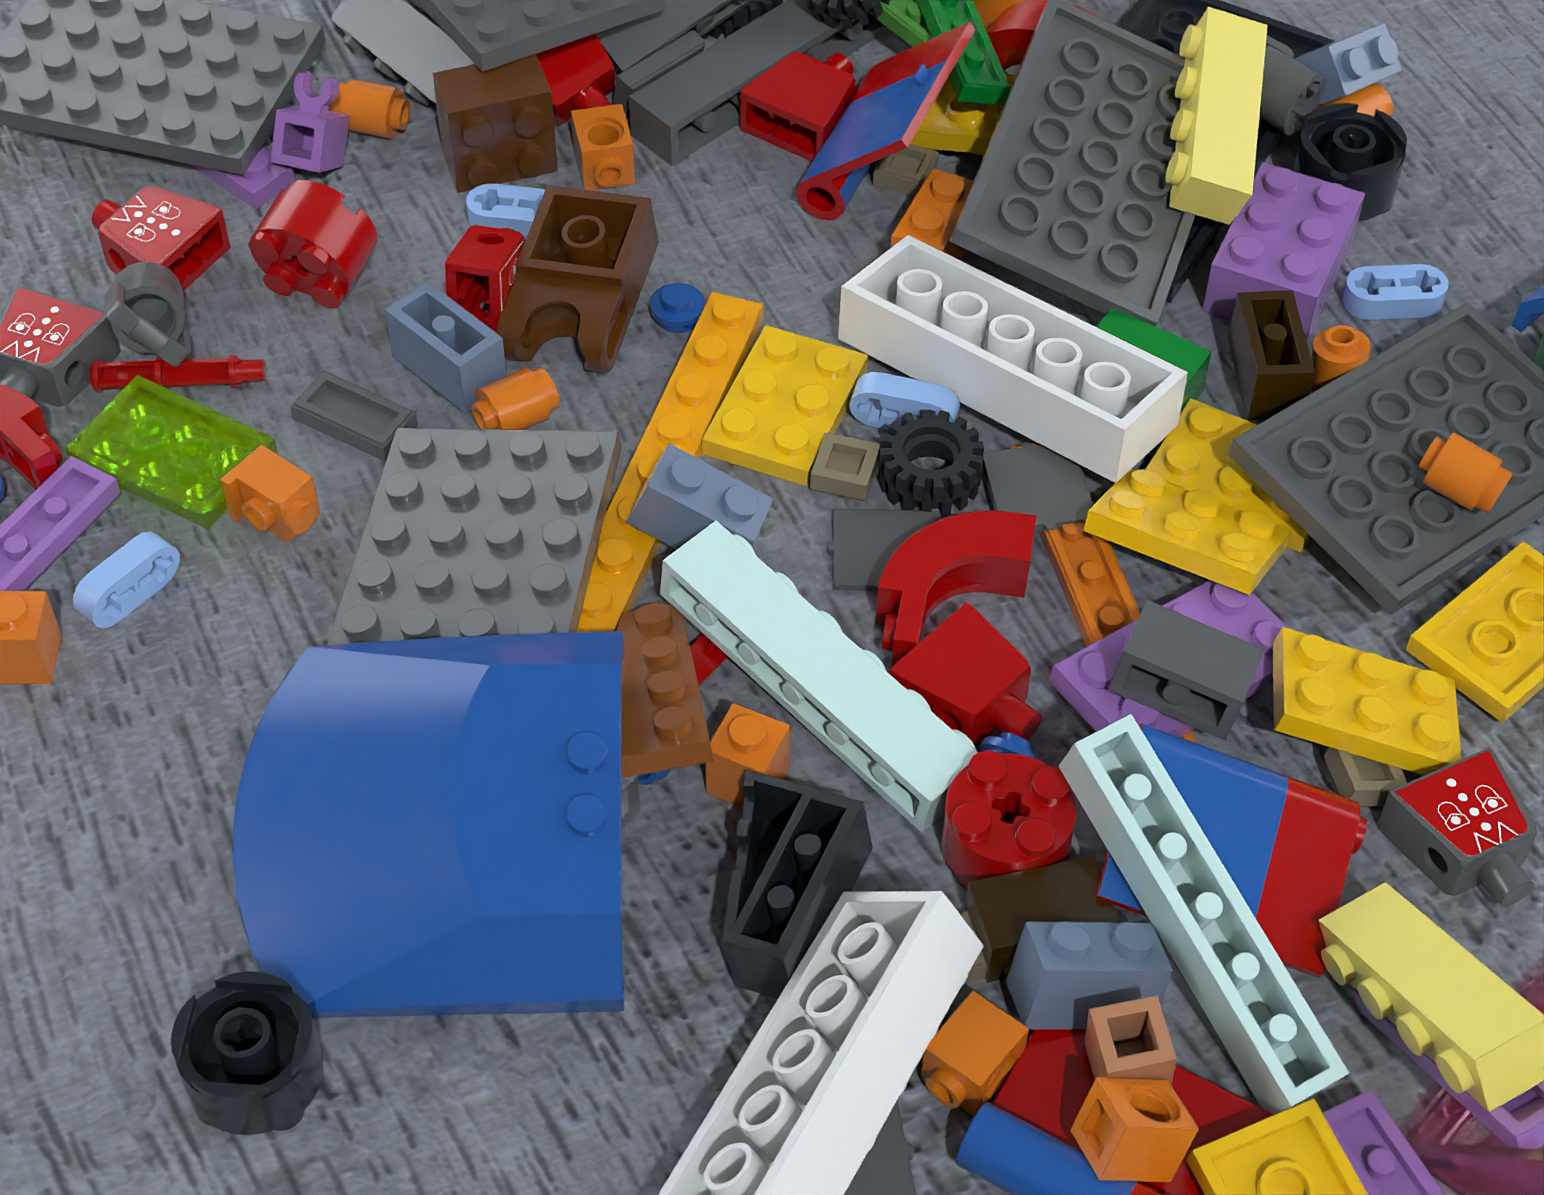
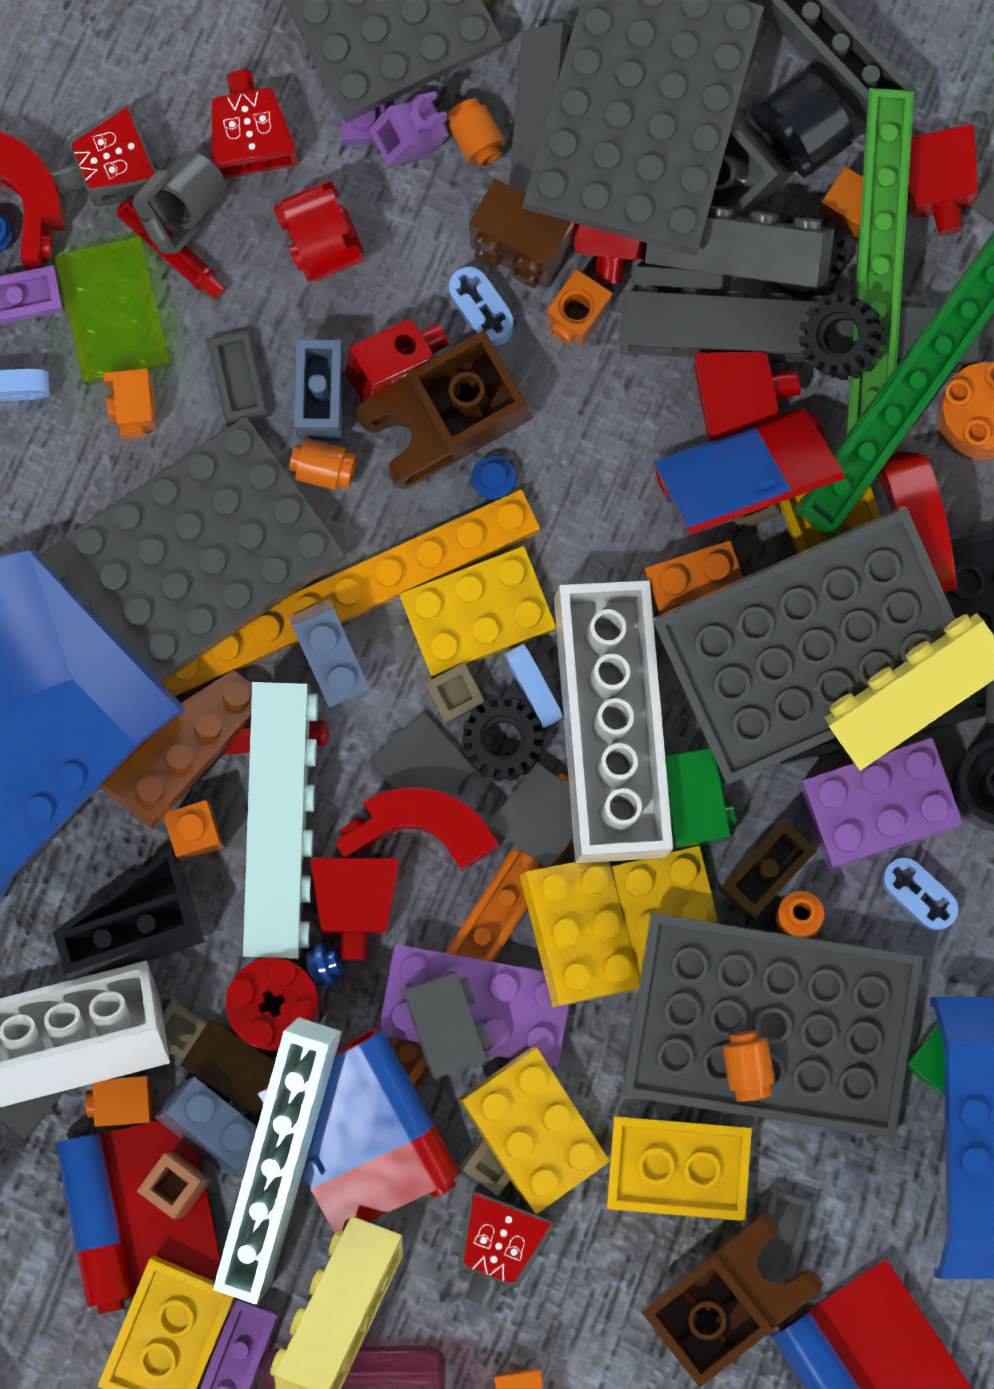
camera: 55 degrees right, 30 degrees up
(1134, 1129) = (115, 1220): orange brick -> none

